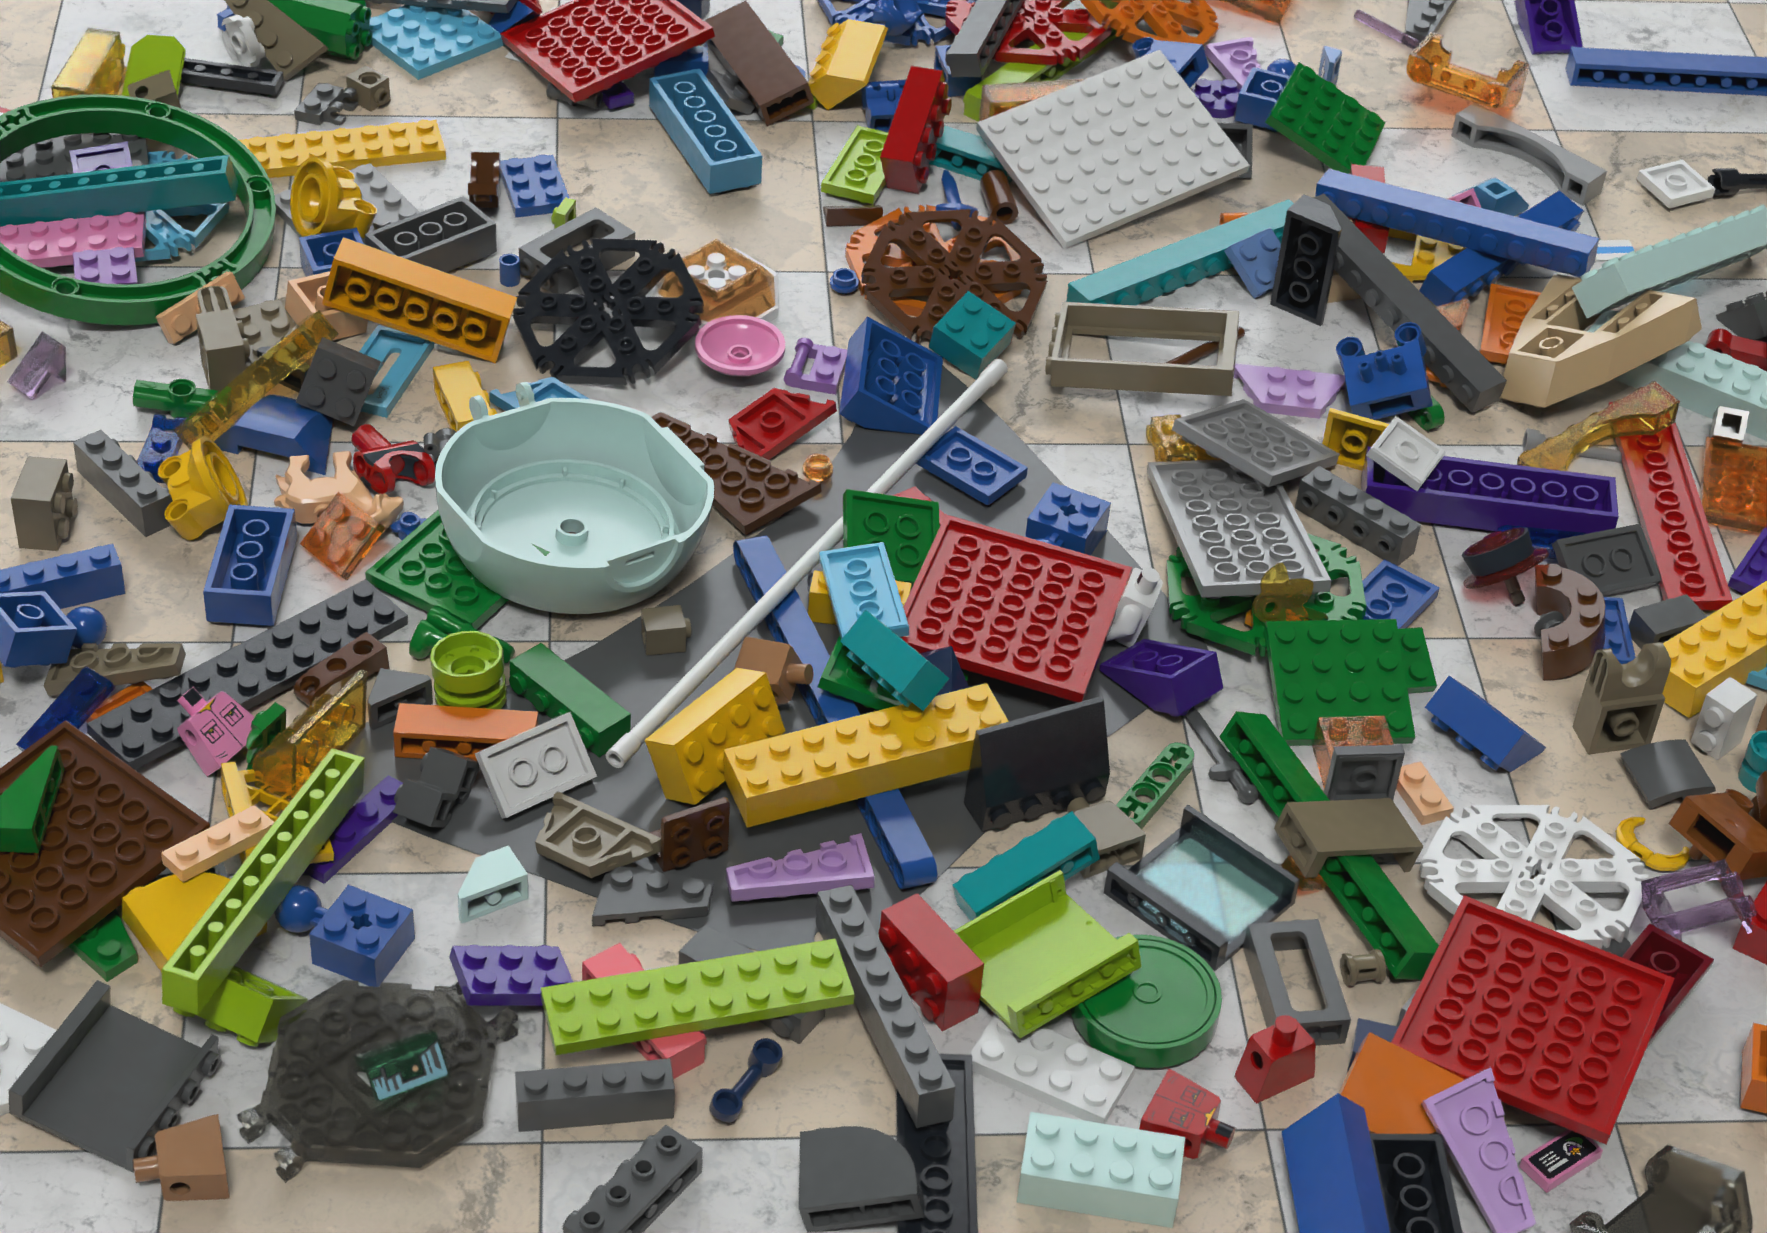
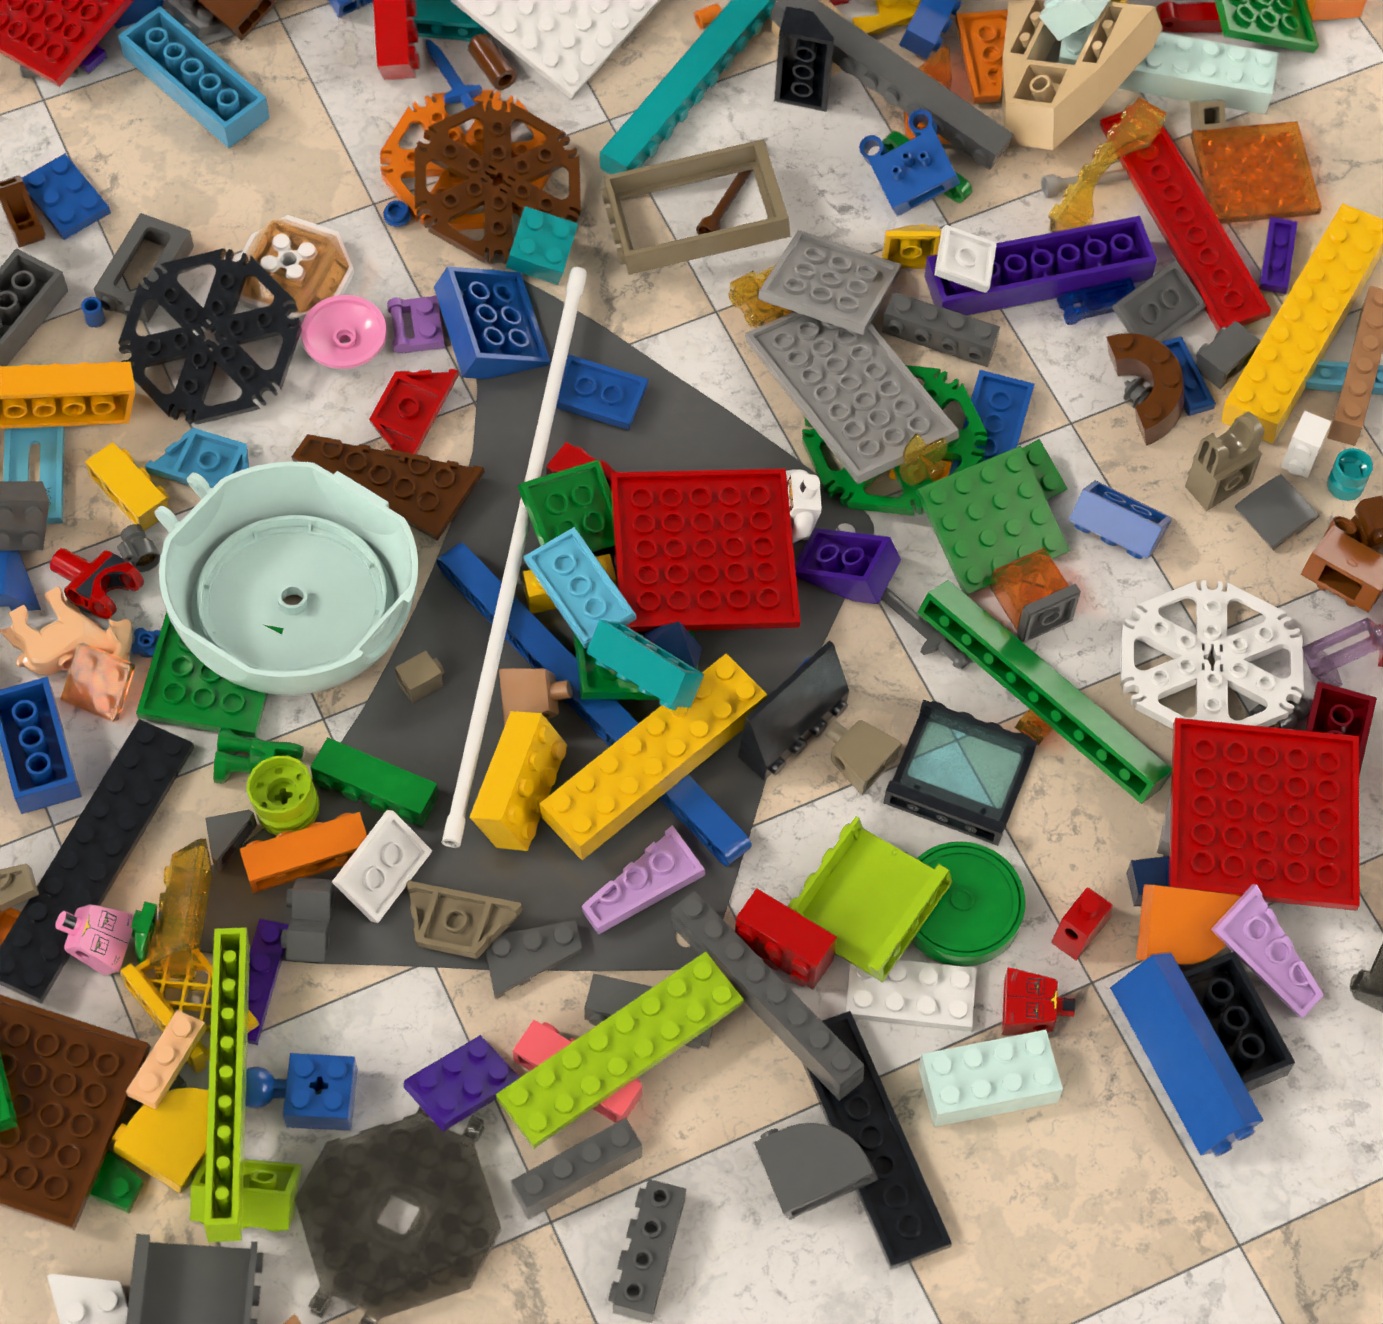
camera: 20 degrees left, 20 degrees up
(341, 664) = (168, 827): reddish brown leg -> none
(403, 1065) = (417, 1206): panel -> none
(492, 884) = (400, 994): light aqua slope -> none
(564, 213) = (112, 229): lime plate -> none
(693, 834) = (539, 885): reddish brown bracket -> none
(761, 1063) = (688, 1079): dark blue bar -> none
(817, 467) = (468, 437): clear orange plate -> none
(851, 215) = (368, 127): reddish brown slope -> none
(858, 168) = (352, 64): lime plate -> none
(1059, 846) = (823, 818): teal brick -> none
(1069, 519) = (706, 432): blue brick -> none
(1157, 790) = (884, 684): green beam -> none
(1256, 261) = (752, 61): medium blue plate -> none
(1260, 942) = (1050, 851): dark grey piece -> none
(1289, 390) = (830, 200): lavender wing -> none
(1344, 829) = (1057, 680): dark tan panel -> none
(1363, 967) = (1112, 802): dark tan bush -> none
(1422, 794) = (1097, 607): light nougat plate -> none
(1502, 558) = (1079, 342): piece -> none
(1560, 1159) = (1316, 928): tile -> none
(1626, 836) = (1266, 592): yellow piece -> none

